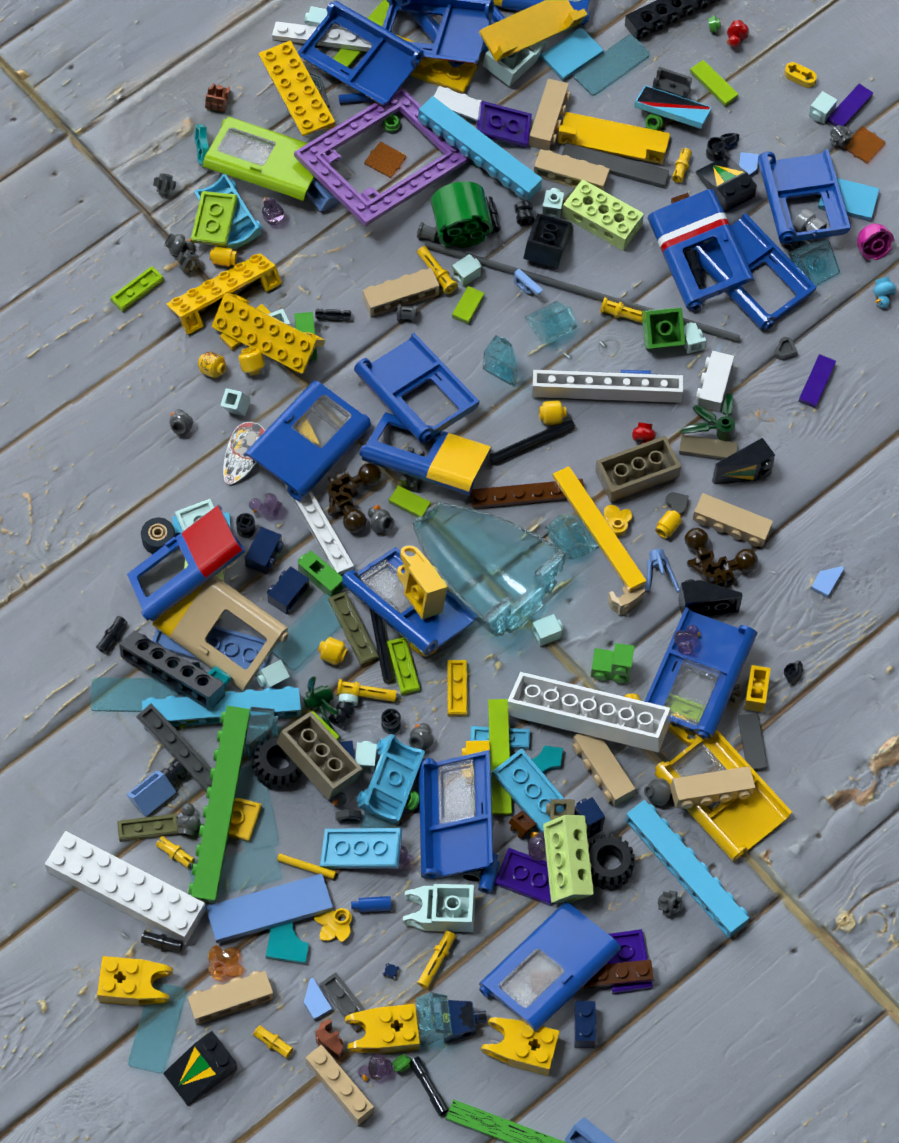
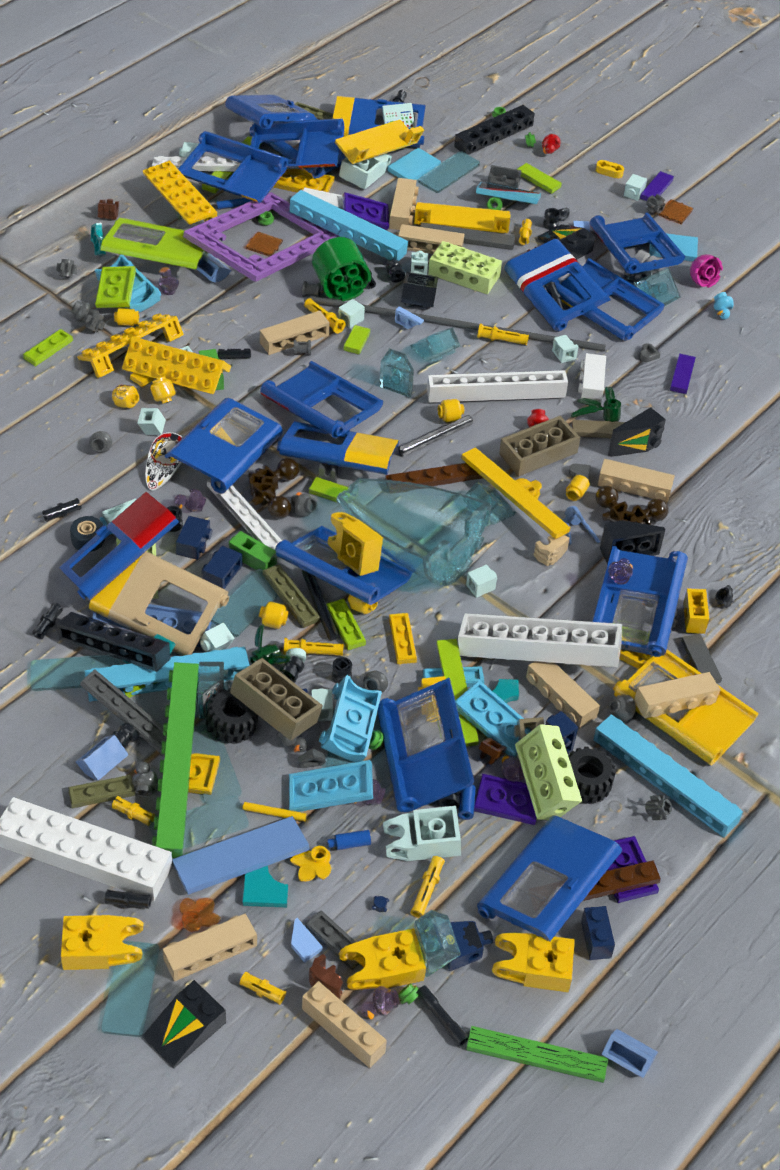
camera: 10 degrees left, 15 degrees down
(135, 503) = (61, 509): none -> black pin
(613, 664) = (555, 602): bright green brick -> none
(663, 327) = (538, 339): bright green brick -> none
(826, 580) = (734, 522): light blue tile -> none

